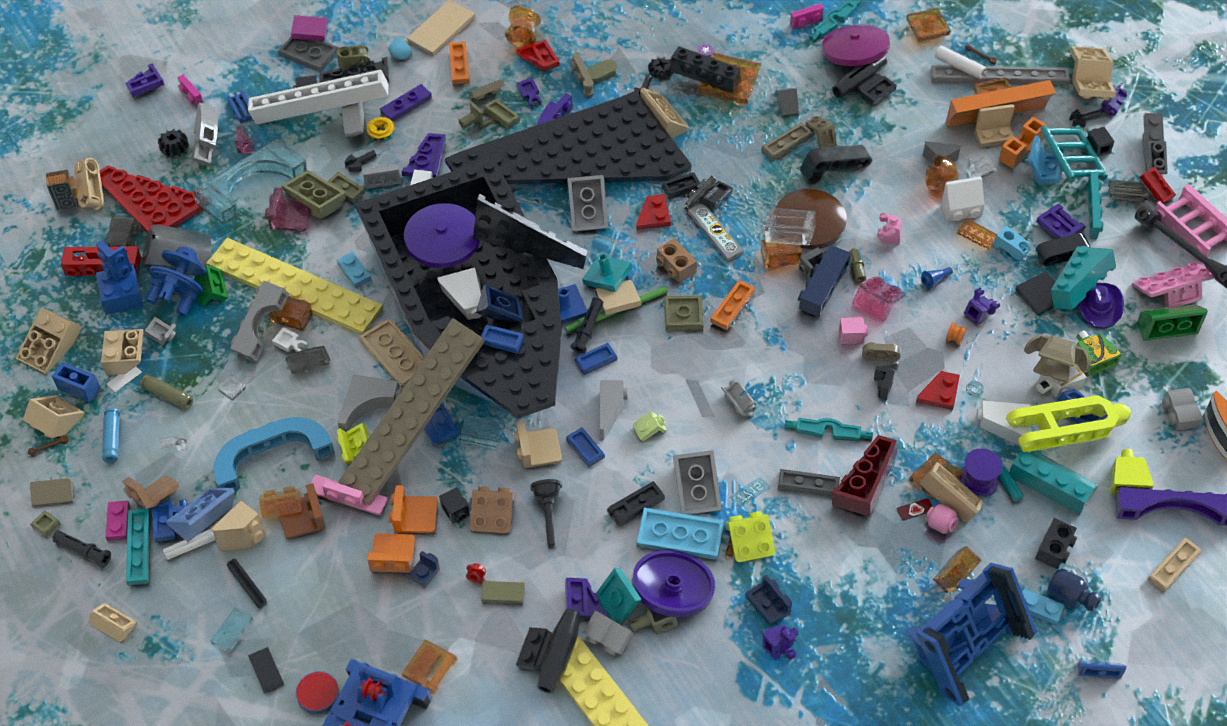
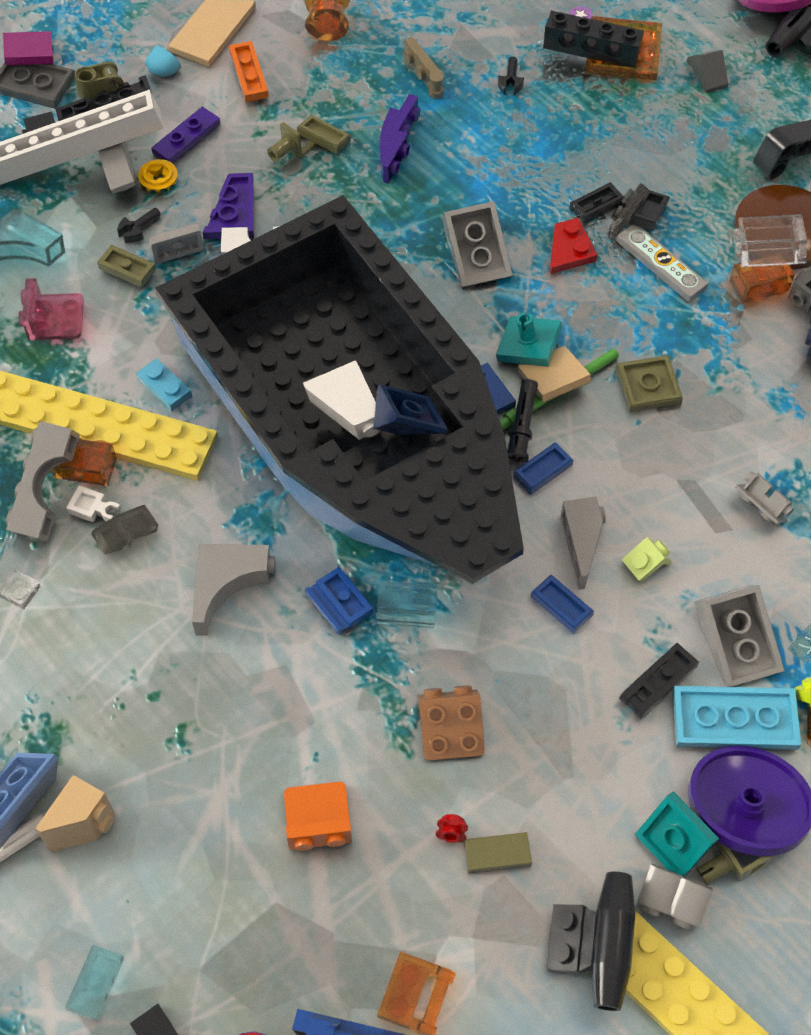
camera: 10 degrees left, 5 degrees up
(247, 583) = (104, 901): black axle -> none
(266, 438) = (86, 661): dark azure arch -> none
(280, 502) = (130, 760): clear orange bracket -> none
(307, 520) = (166, 776): dark orange bracket -> none
(315, 193) = (85, 280): olive slope -> none
(346, 495) = (229, 732): bright pink bracket -> none
(352, 441) = (225, 653): neon yellow bracket -> none
(392, 351) = (252, 500): tan tile -> none
(412, 410) = (306, 593): dark tan plate -> none
(413, 513) = (335, 746): orange bracket -> none
(425, 569) = (372, 834): dark blue bracket -> none
(441, 235) = (296, 319): dark purple dish -> none
(454, 505) = (394, 725): black brick -> none
(480, 92) = (303, 99): dark tan plate -> none
(502, 338) = (423, 464): blue tile -> none
(520, 234) = (418, 302): black wing -> none
(529, 90) = (355, 97): dark purple plate -> none
(537, 446) = (494, 614): tan bracket -> none
(539, 55) = (357, 47): red wing -> none
(547, 491) = (527, 684): black piece -> none
(582, 598) = (619, 846): dark purple wing -> none
(602, 70) = (450, 57): olive tile -> none
(608, 139) = (464, 157): black wing -> none
(656, 71) = (525, 51): black gear -> none
(664, 112) = (545, 108): tan slope -> none
(676, 260) = (621, 309): medium nougat brick -> none
(732, 304) = (715, 363): orange plate -> none
(787, 141) = (723, 124): dark tan tile -> none
(824, 130) = (774, 103): dark tan bracket -> none

